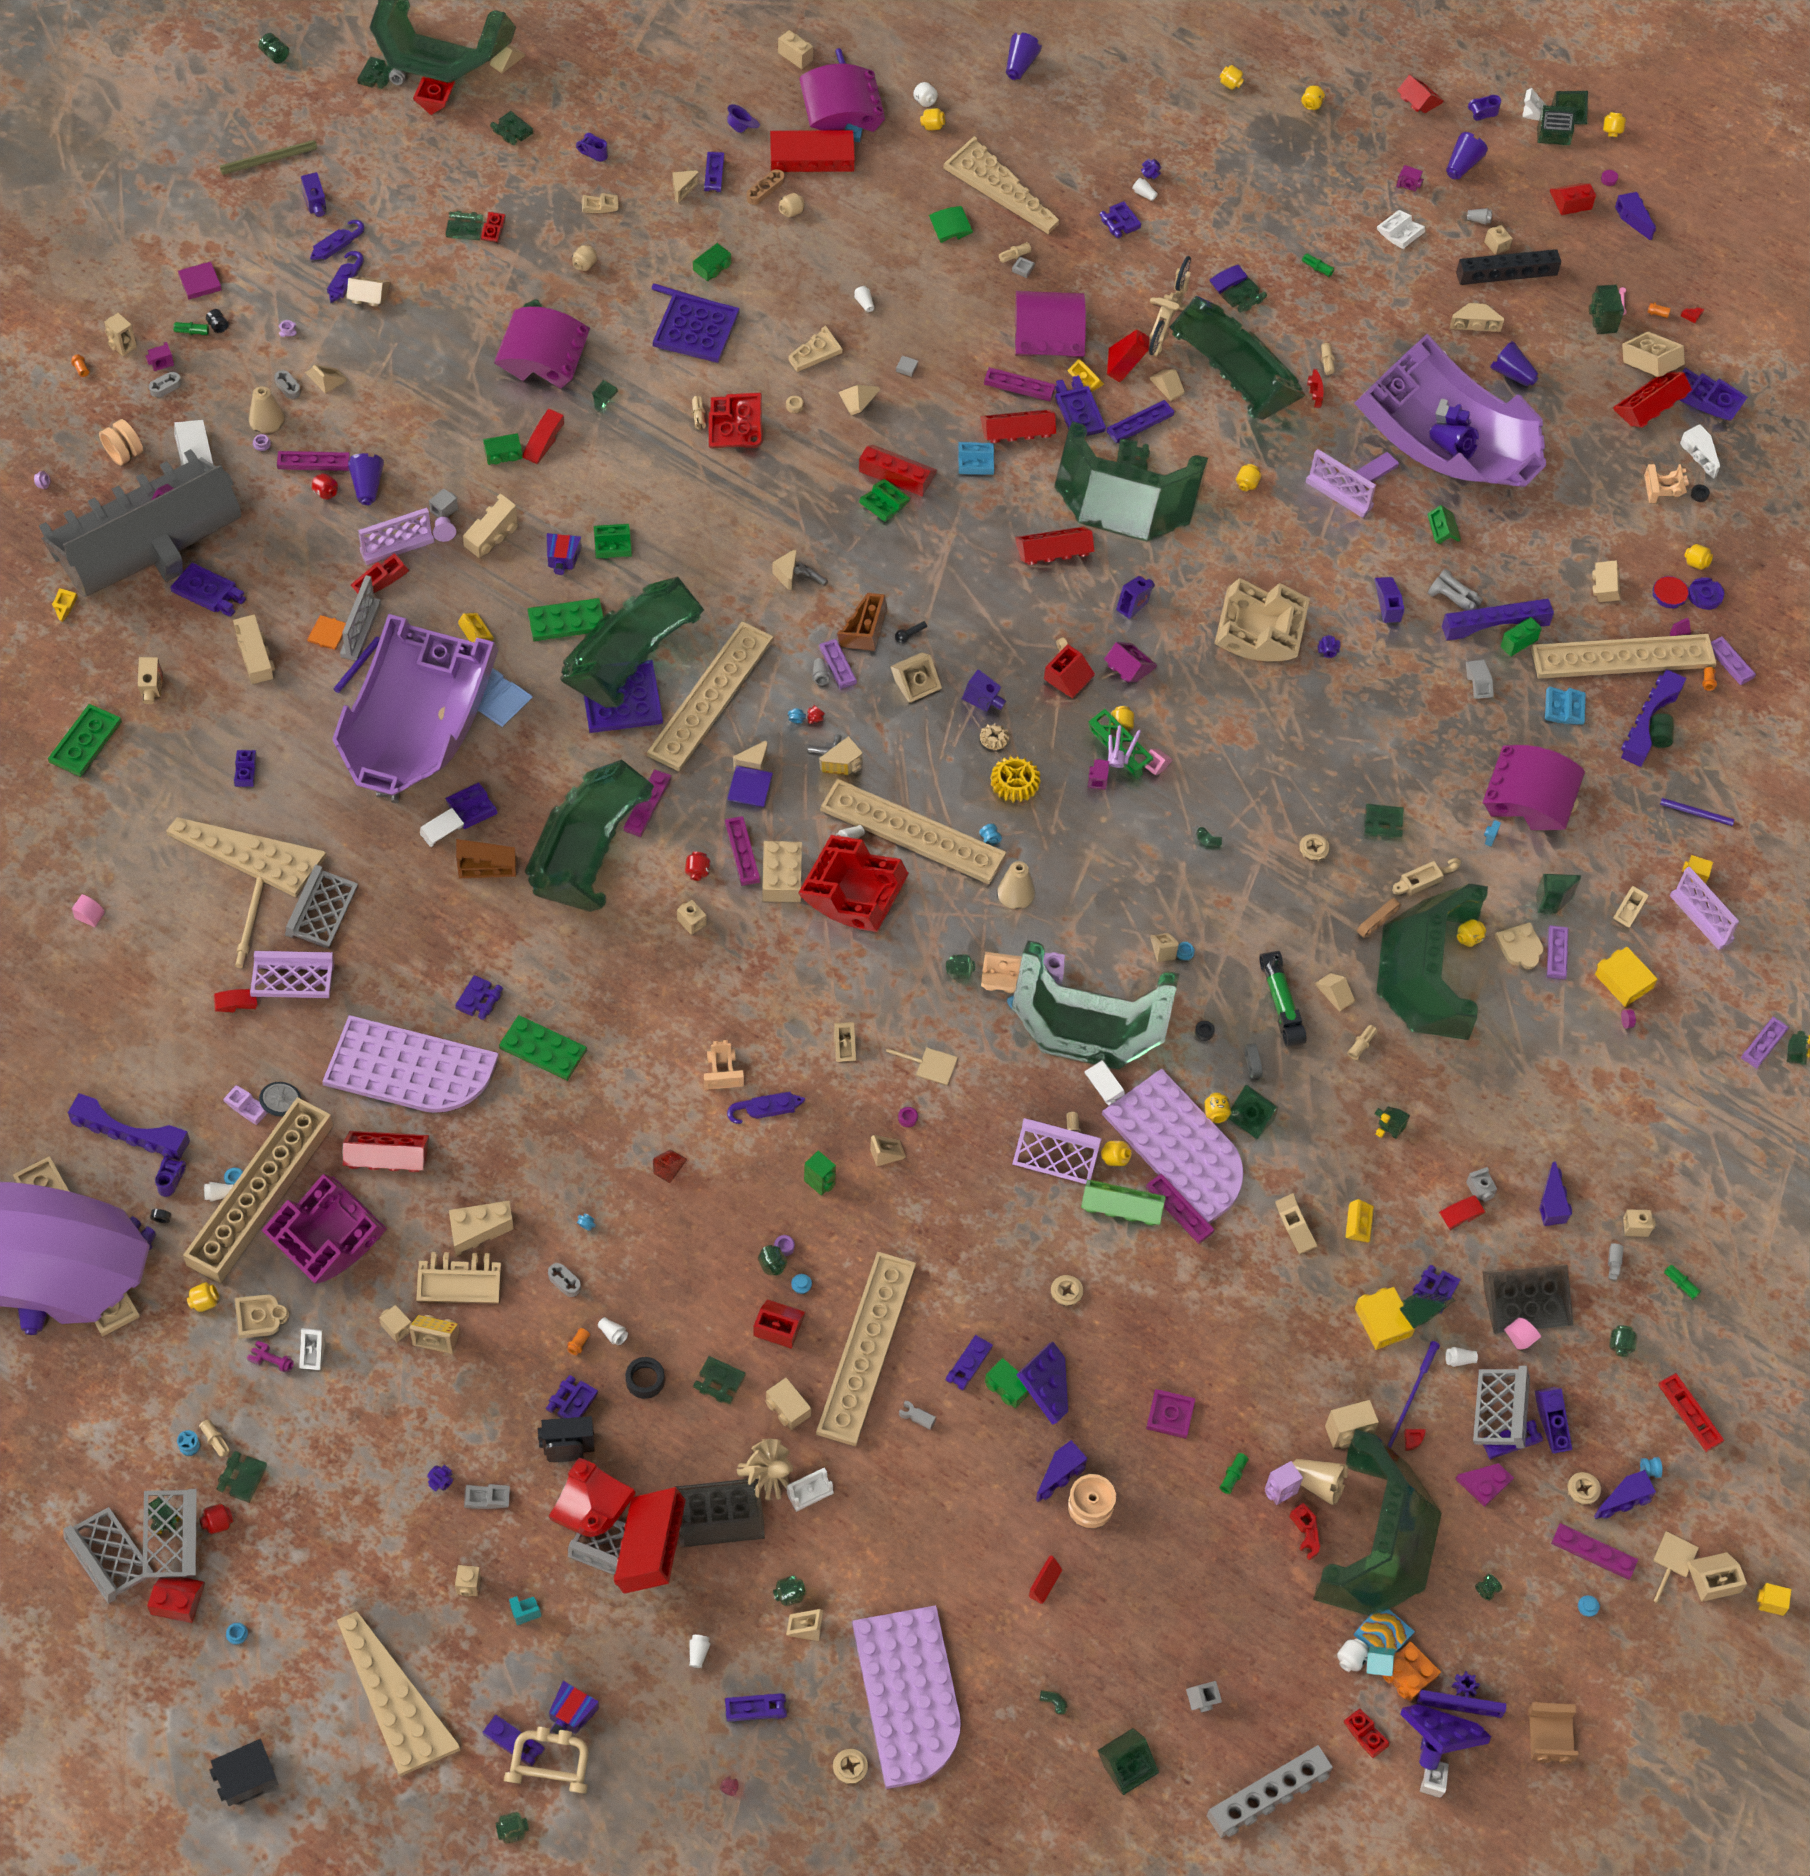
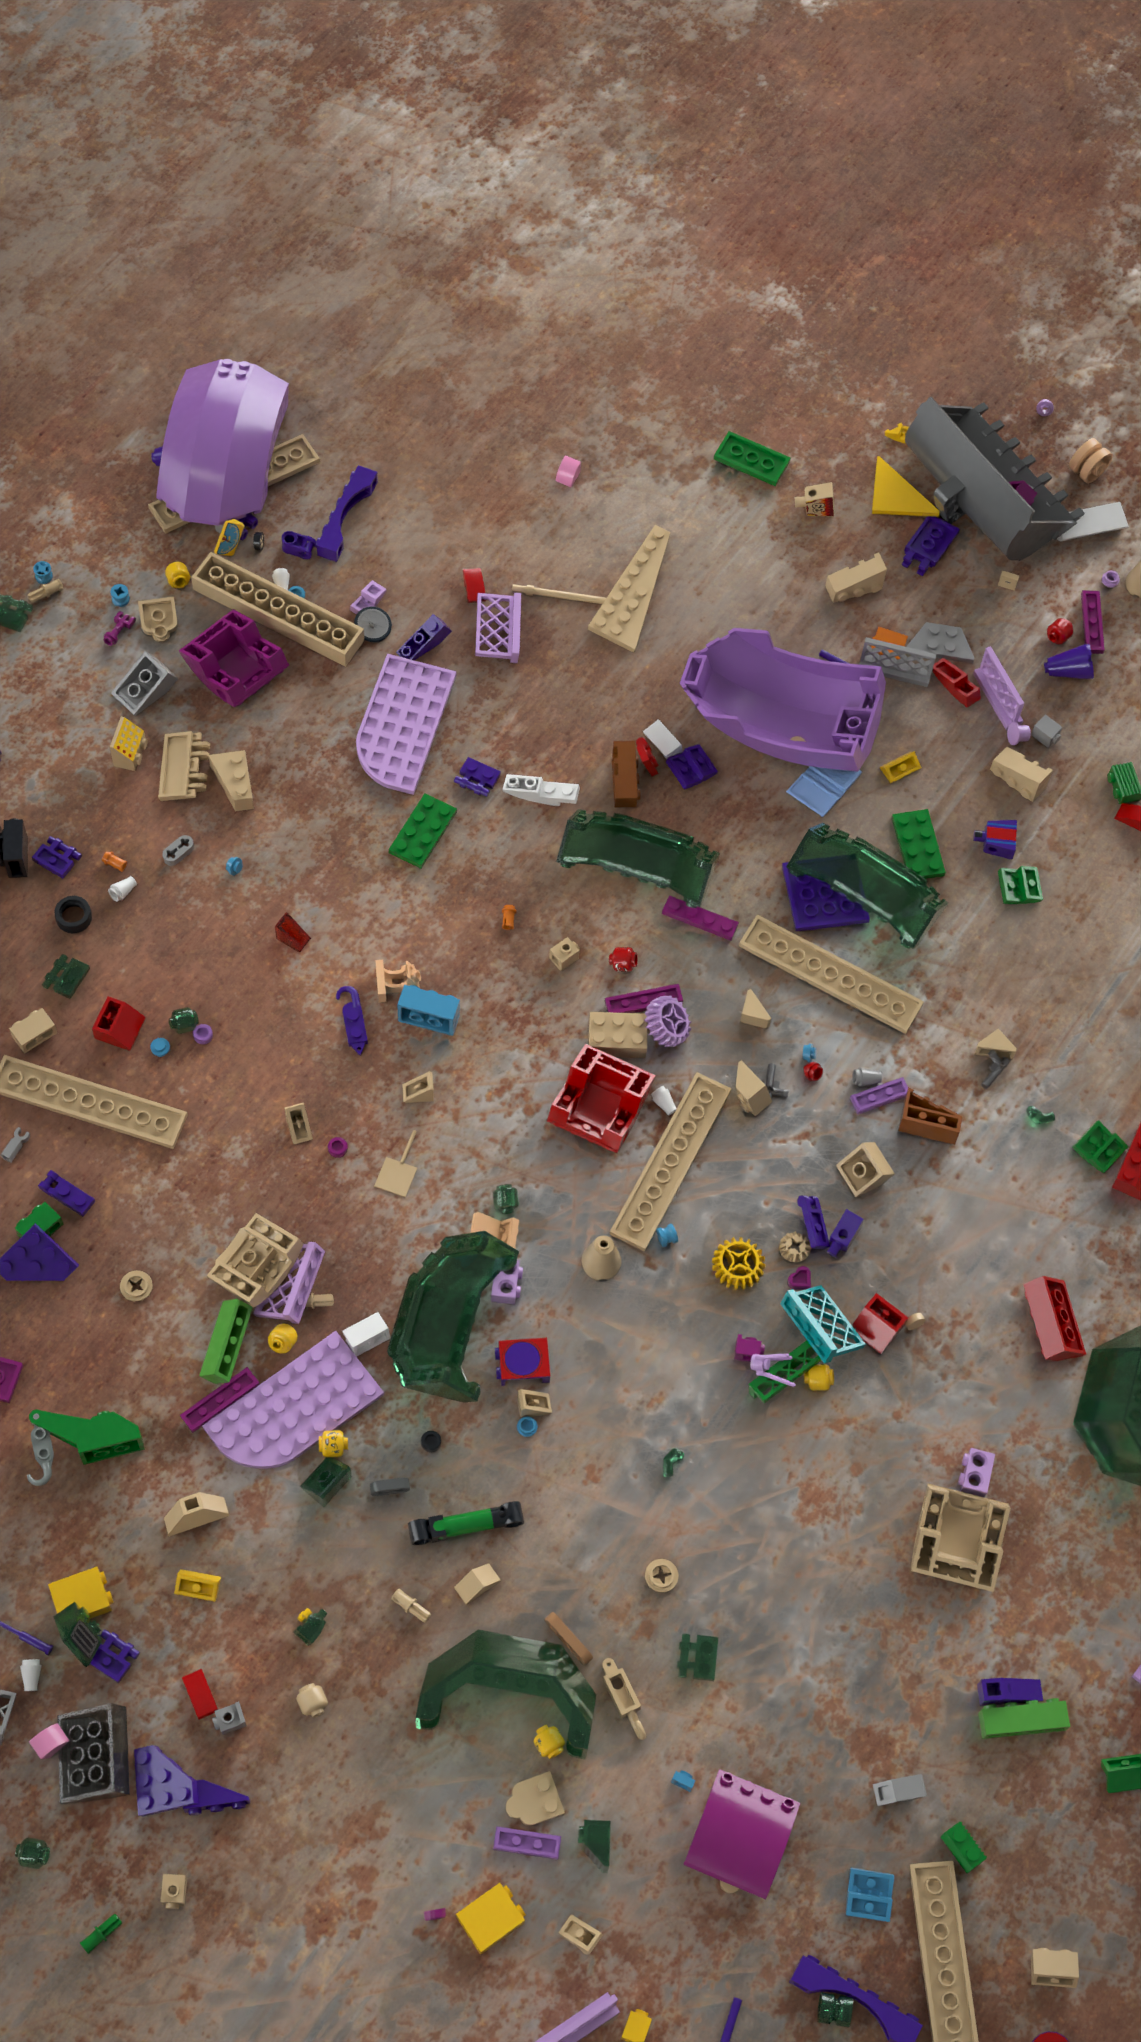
camera: 90 degrees right, 5 degrees up
(144, 615) = (897, 496): none -> yellow tile
(159, 1241) = (229, 537): none -> slope
(228, 1362) = (121, 600): none -> dark azure wheel
(245, 768) = (727, 584): dark purple slope -> none
(260, 524) = (1008, 580): none -> tan tile
(304, 905) = (581, 634): light grey fence -> none
(305, 1048) = (425, 638): none -> dark purple slope
(312, 1348) = (122, 656): white slope -> none
(329, 587) = (943, 641): none -> light grey wing
(351, 1324) = (144, 684): none -> light grey slope
(385, 1151) = (316, 705): slope -> none
(395, 1323) = (140, 714): tan brick -> none
(469, 834) = (646, 756): none -> red hinge
(499, 936) = (540, 791): none -> white slope
(646, 967) = (508, 917): none -> orange pin
(750, 786) = (721, 1009): dark purple slope -> none
(760, 1031) = (428, 1009): none -> dark azure brick
(770, 825) = (667, 1021): none -> lavender gear
(820, 1173) = (269, 1059): green brick -> none
(856, 543) = (1039, 1117): none -> clear green arm
(902, 636) = (921, 1160): black bar -> none
(971, 718) = (814, 1221): none -> dark purple plate
(1025, 733) = (800, 1279): none -> magenta tile
(1038, 1179) = (256, 1261): none -> tan slope
(1077, 719) = (812, 1328): none -> teal fence
(1124, 952) = (523, 1360): none -> panel
(1129, 662) = (899, 1391): magenta slope -> none
(1134, 596) = (987, 1400): dark purple torso -> none
(1159, 763) = (769, 1413): bright pink brick -> none
(1201, 608) = (980, 1474): none -> lavender brick
(1233, 1314) = (95, 1438): none -> green slope
(1329, 646) = (933, 1614): dark purple gear -> none
(1411, 588) = (1024, 1719): none -> bright green brick
(1457, 1119) = (312, 1700): none -> tan head
(1464, 598) = (1014, 1780): light grey piece -> none
(1464, 623) = (980, 1788): dark purple arch -> none
(1548, 1235) = (161, 1783): none -> plate
(1615, 1260) = (131, 1859): light grey bar -> none

